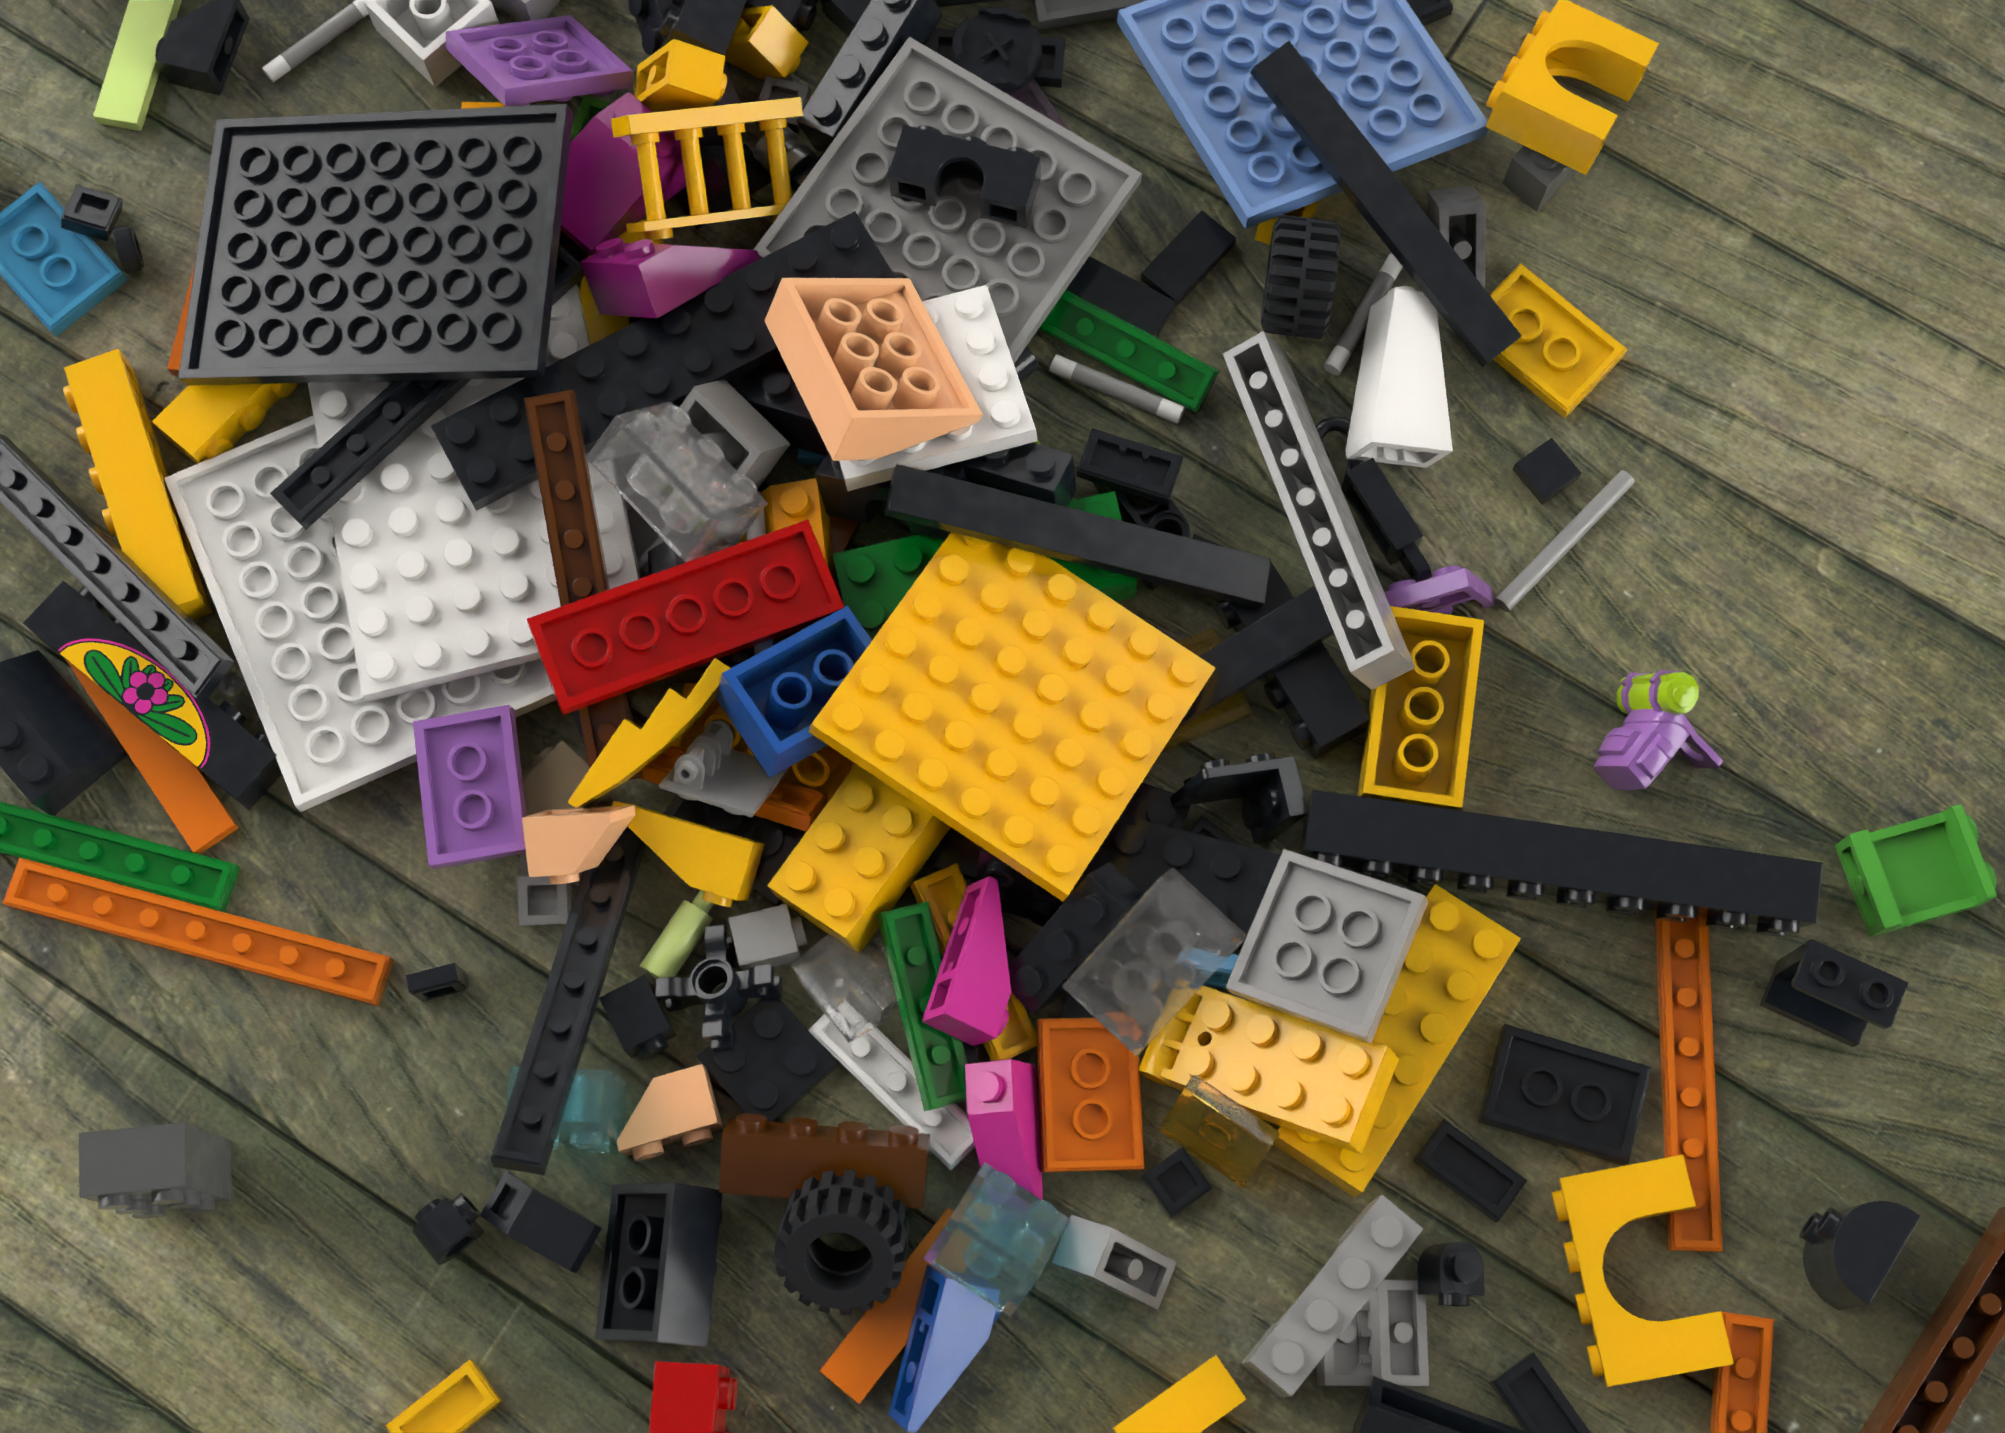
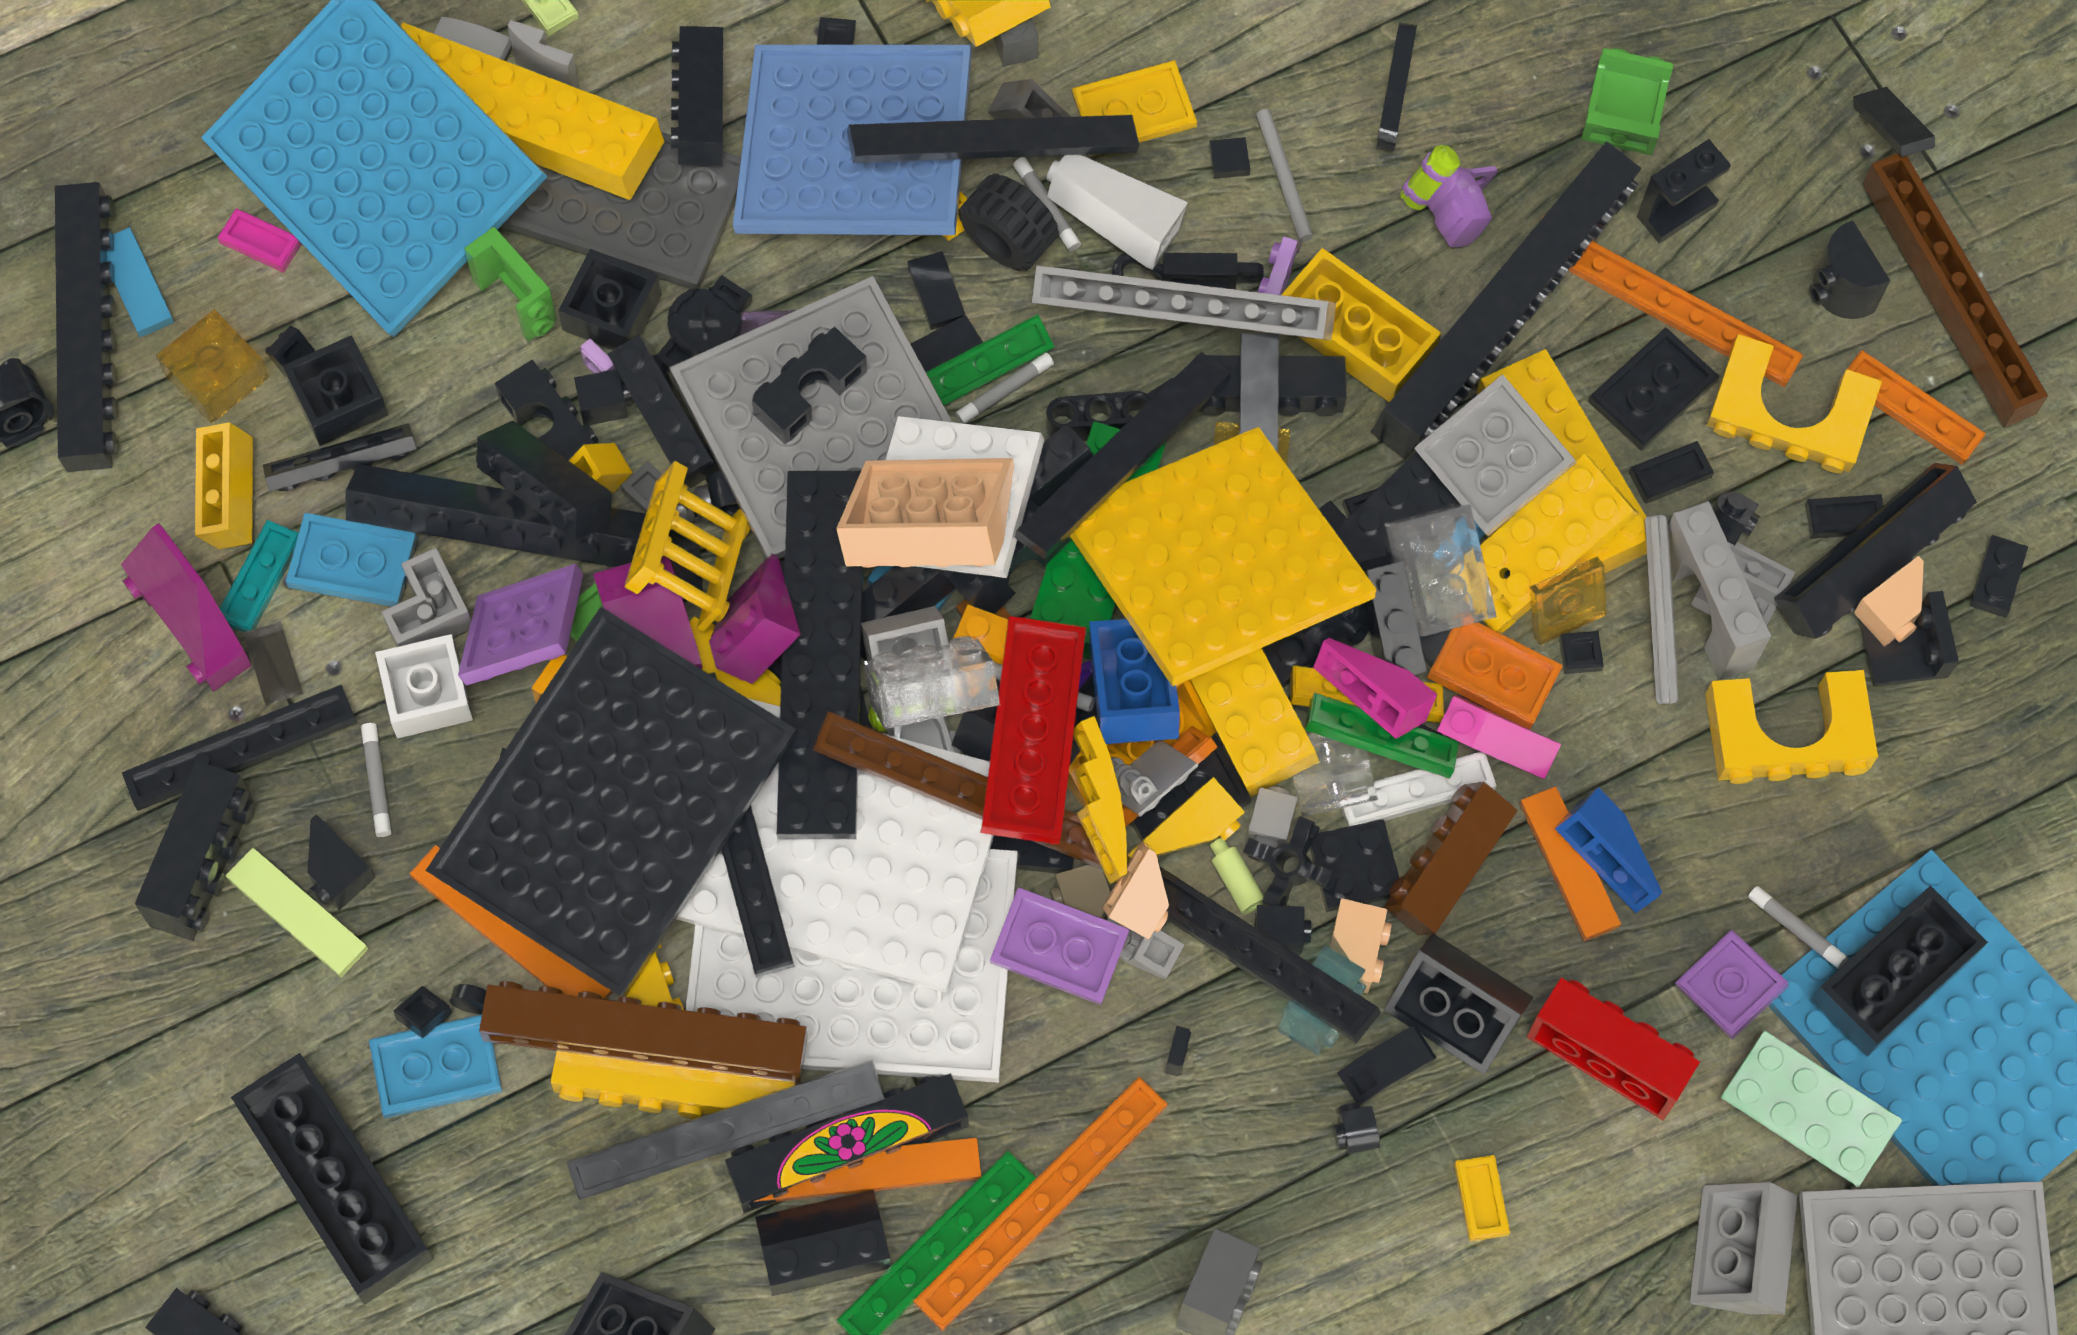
camera: 65 degrees left, 5 degrees down
(151, 425) = (644, 1032): none -> reddish brown brick
(680, 78) = (609, 533): yellow slope -> none
(836, 1276) = (1539, 871): black tyre -> none
(997, 1239) = (1566, 770): clear light blue brick -> none
(1114, 1261) = (1613, 716): light grey slope -> none
(1129, 466) = (1082, 400): black plate -> none
(1268, 788) = (1362, 451): black bracket -> none
(1274, 1247) = (1662, 609): none -> light grey axle
(1756, 600) = (1396, 86): none -> black beam

